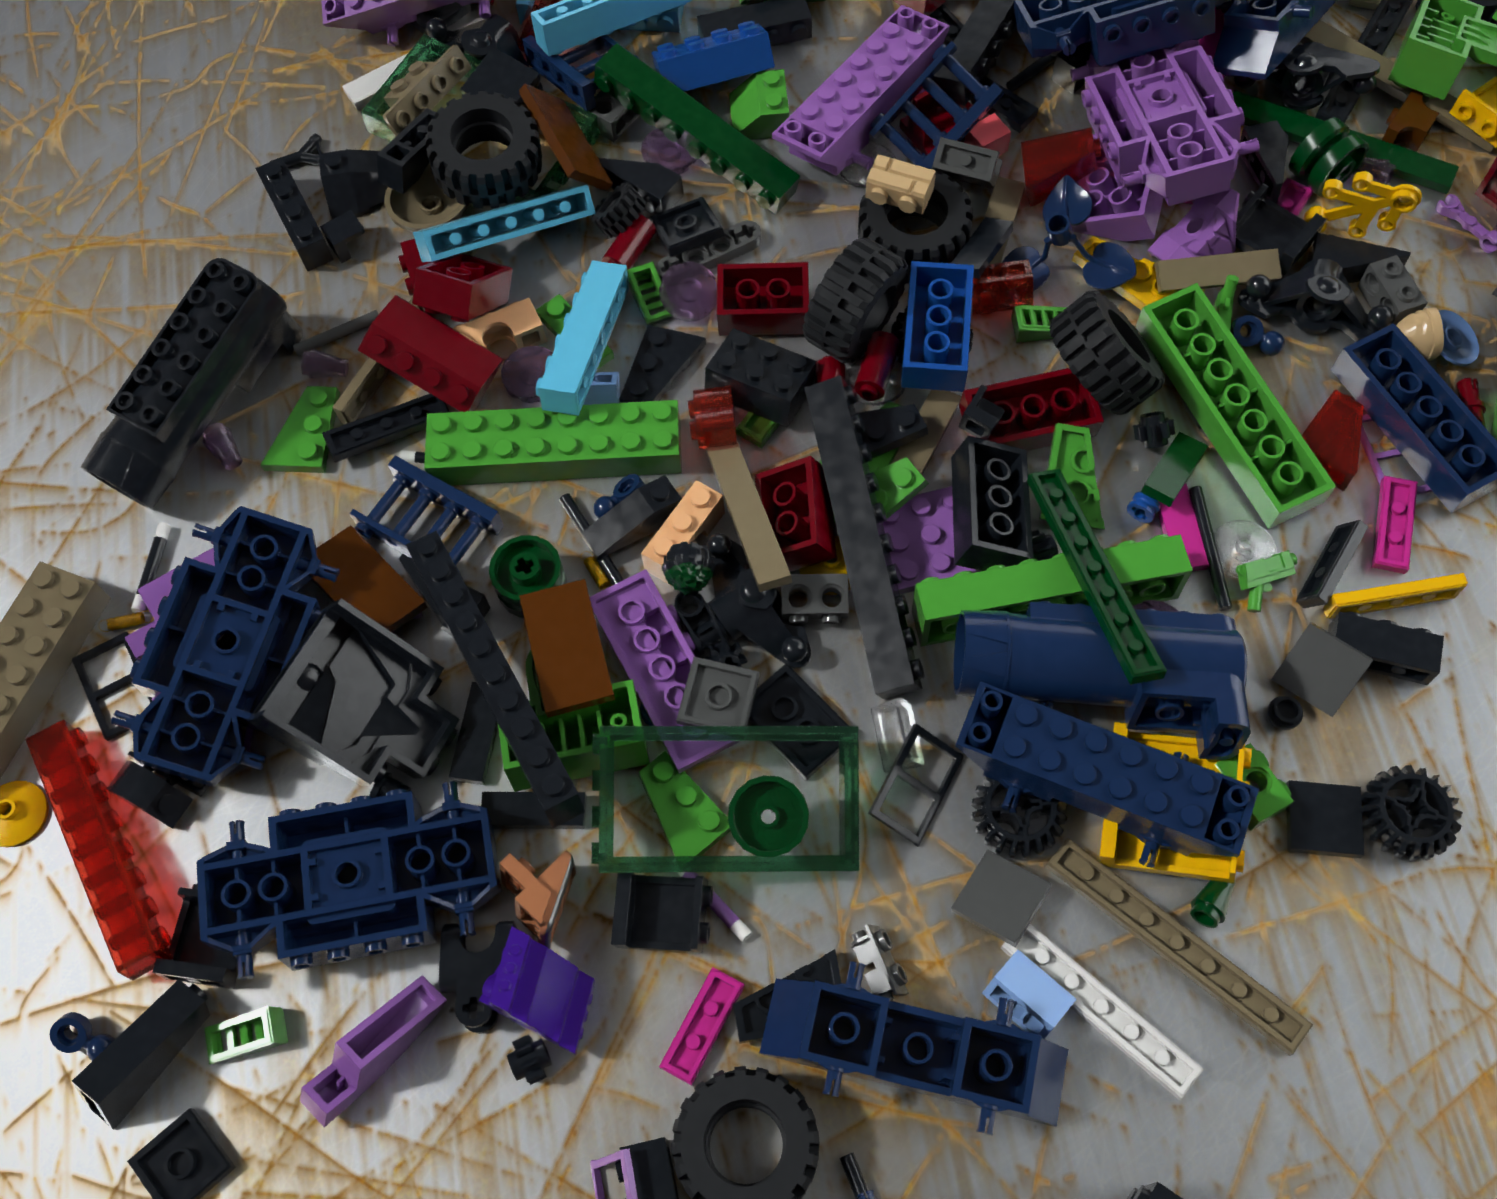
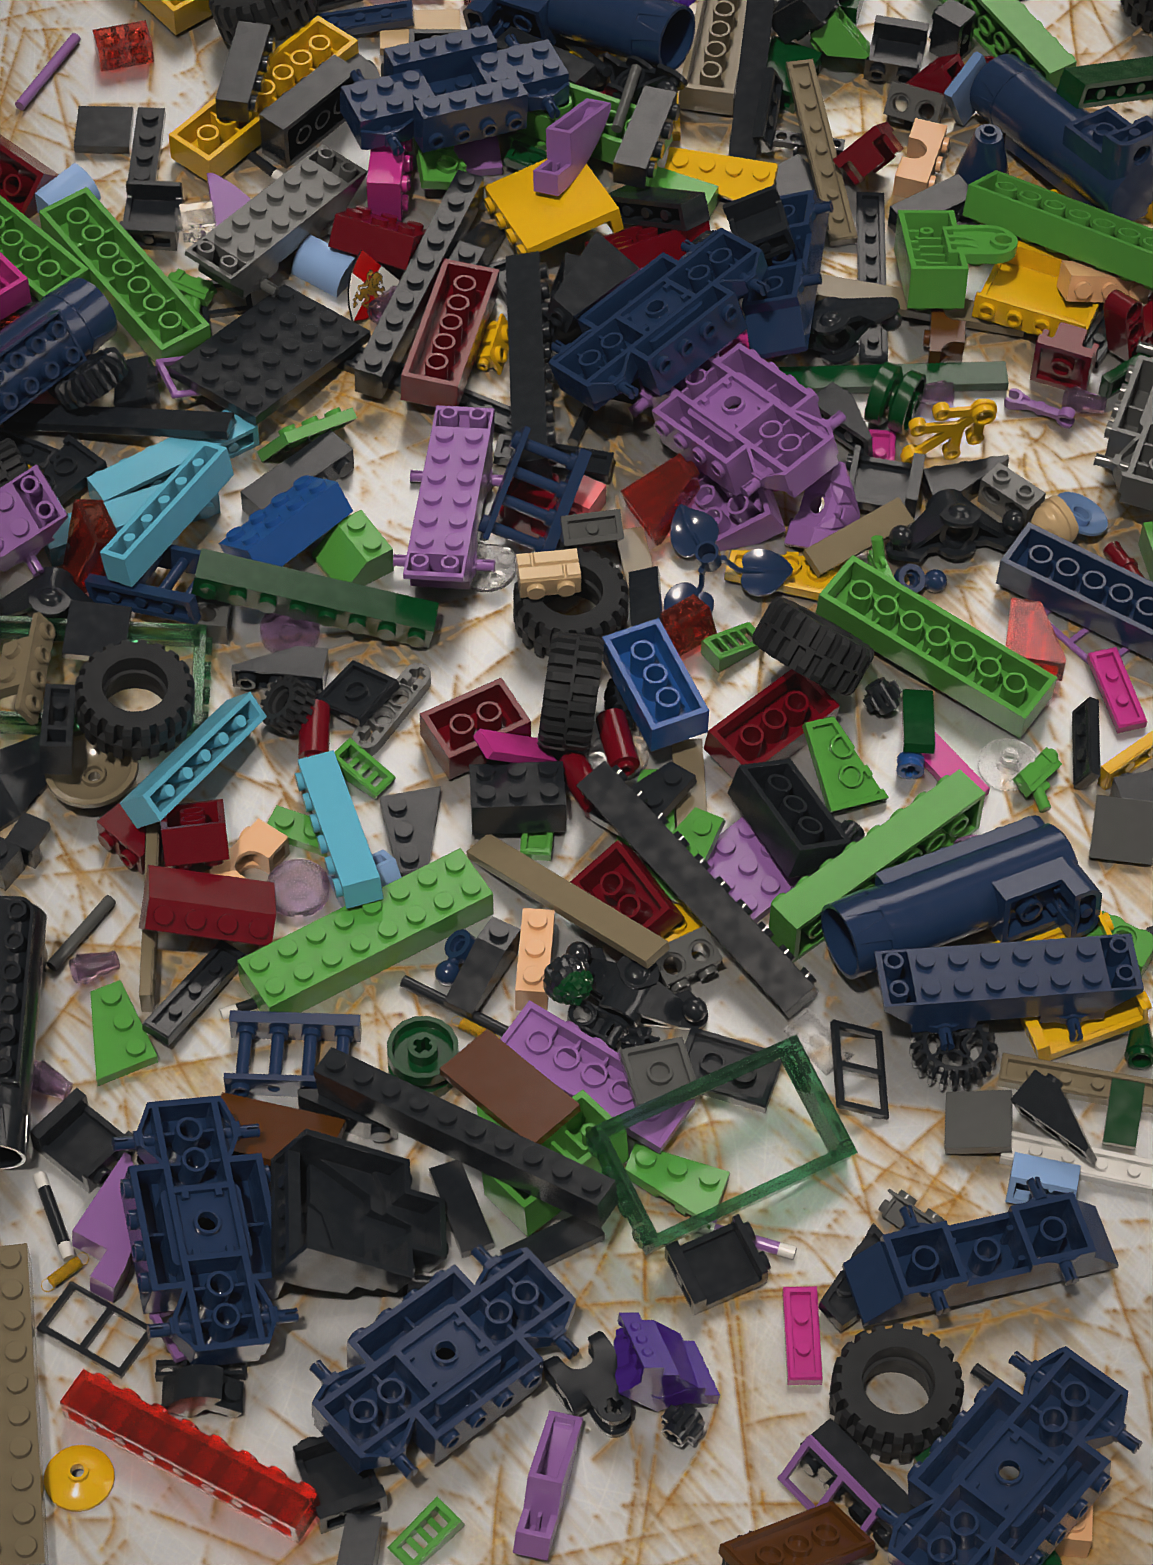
camera: 35 degrees left, 10 degrees down
(207, 501) = (79, 1141): none -> black panel
(539, 899) = (604, 1296): nougat piece -> none
(565, 138) = (203, 656): reddish brown tile -> none
(688, 291) = (399, 751): clear purple tile -> none
(713, 417) = (503, 848): clear red brick -> none
(777, 329) = (511, 747): none -> dark pink tile
(781, 799) = (769, 1135): dark green wheel -> none
(981, 416) = (738, 745): black panel -> none
(1080, 930) = (1049, 1108): none -> black slope
(1096, 578) = (912, 828): dark green tile -> none
(1153, 965) = (1123, 1113): none -> dark green tile
(1206, 531) = (995, 788): black bar -> none
(1285, 712) = (1114, 877): black plate -> none

